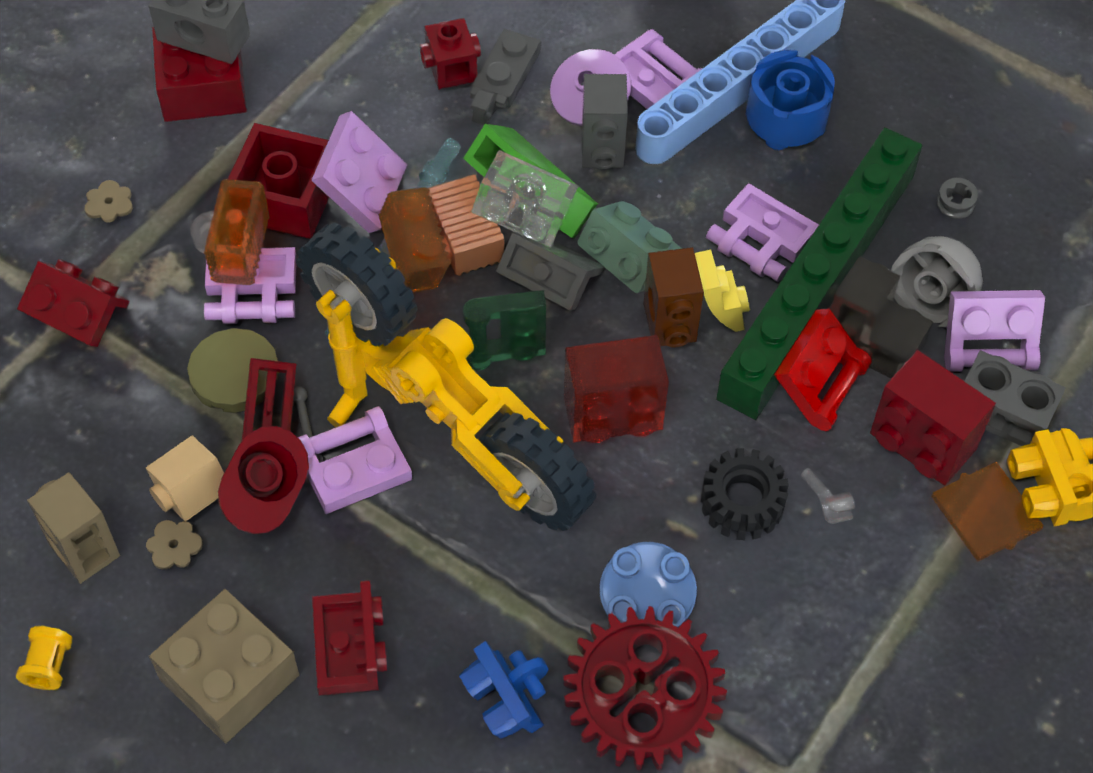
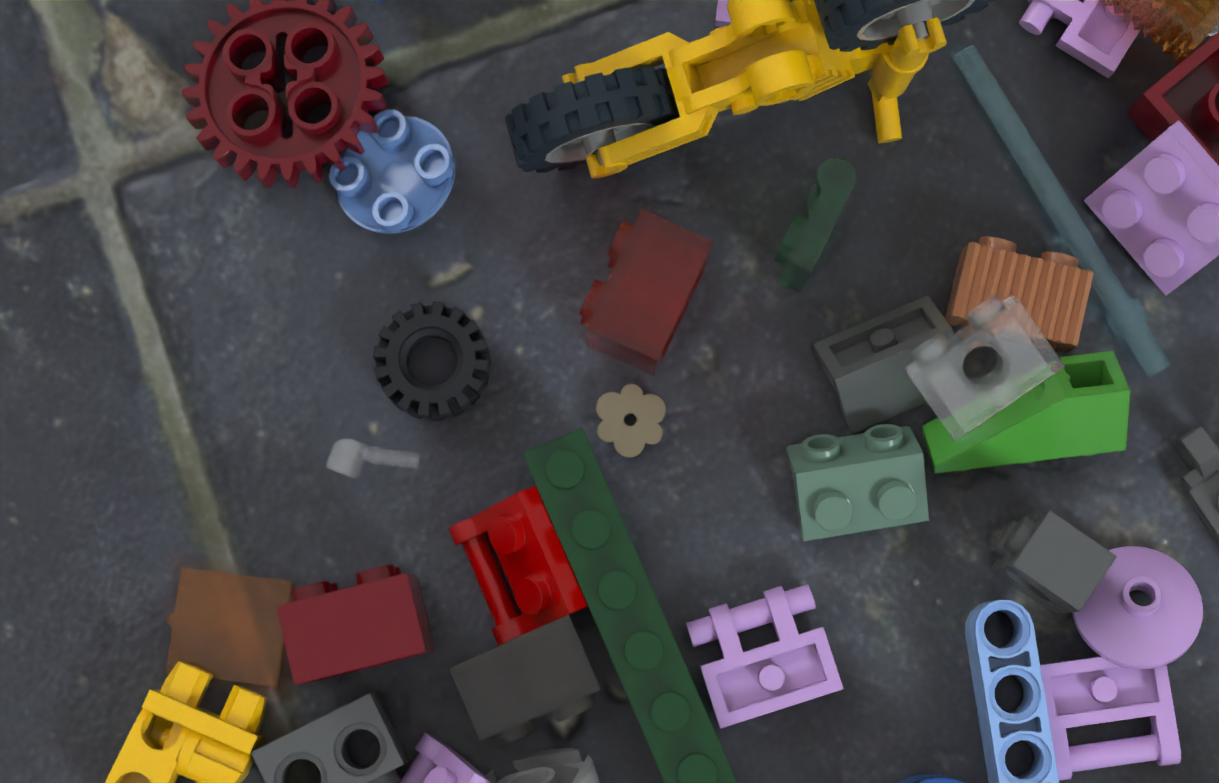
camera: 125 degrees right, 25 degrees up
(414, 238) = (1022, 208): clear orange brick -> none
(673, 296) = (724, 450): reddish brown brick -> none
(689, 374) = (647, 410): none -> dark tan plant
(721, 293) = (697, 517): light yellow slope -> none

